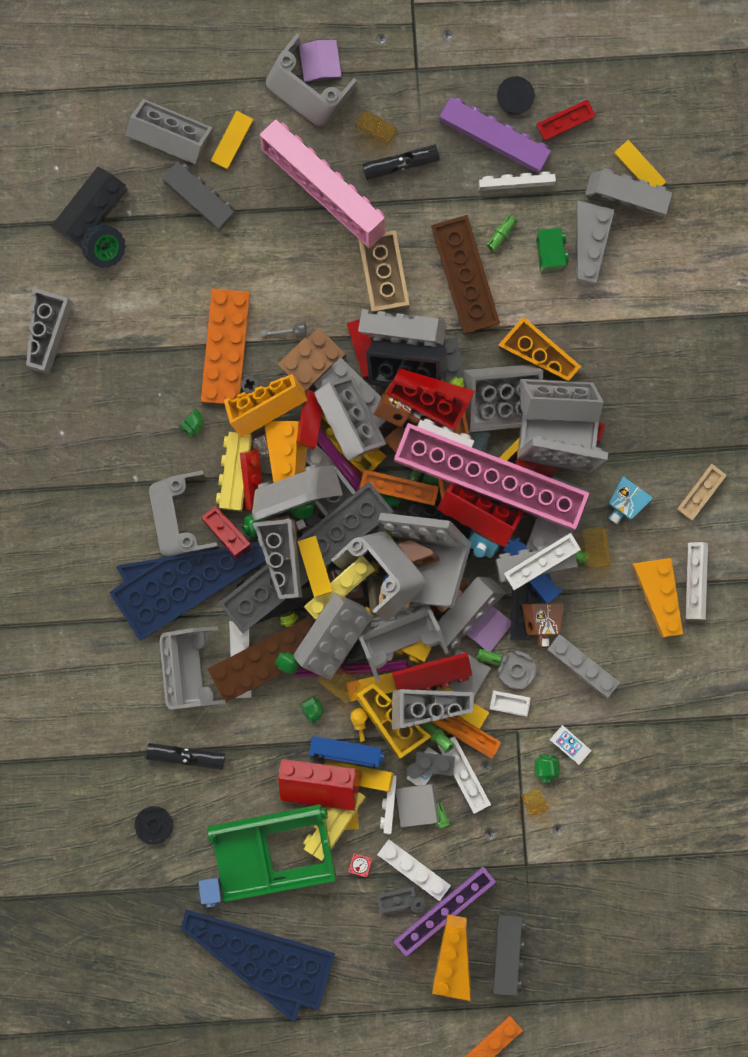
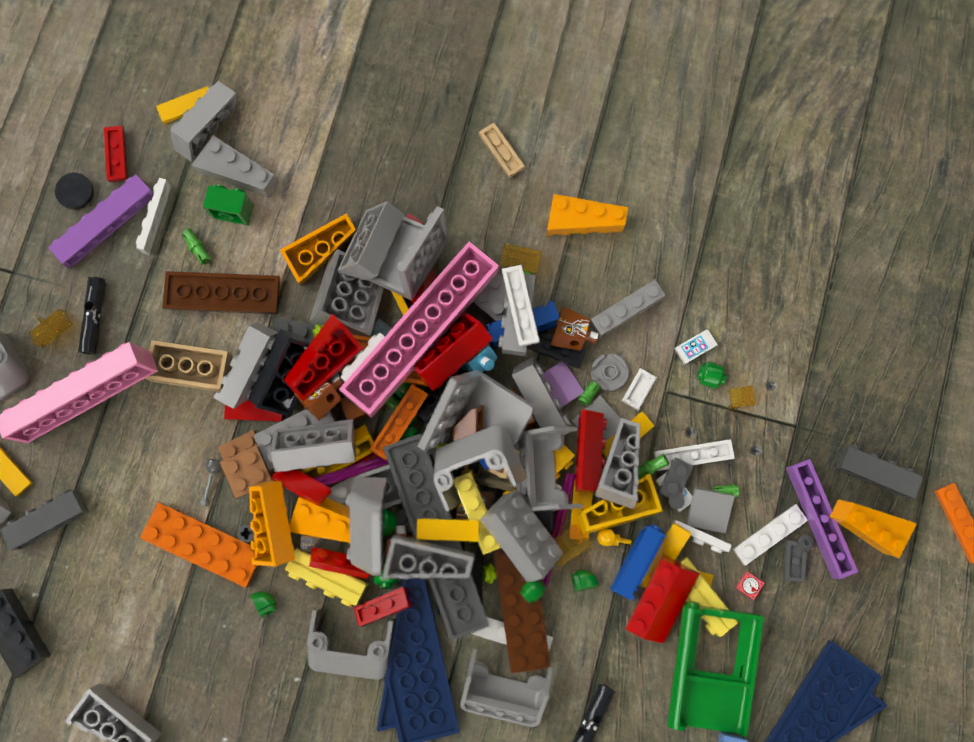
camera: 65 degrees left, 5 degrees down
(113, 243) = (52, 621): black wheel -> none
(469, 734) = (660, 434): orange plate -> none
(627, 501) = (486, 217): medium azure torso -> none
(696, 581) = (581, 181): white plate -> none

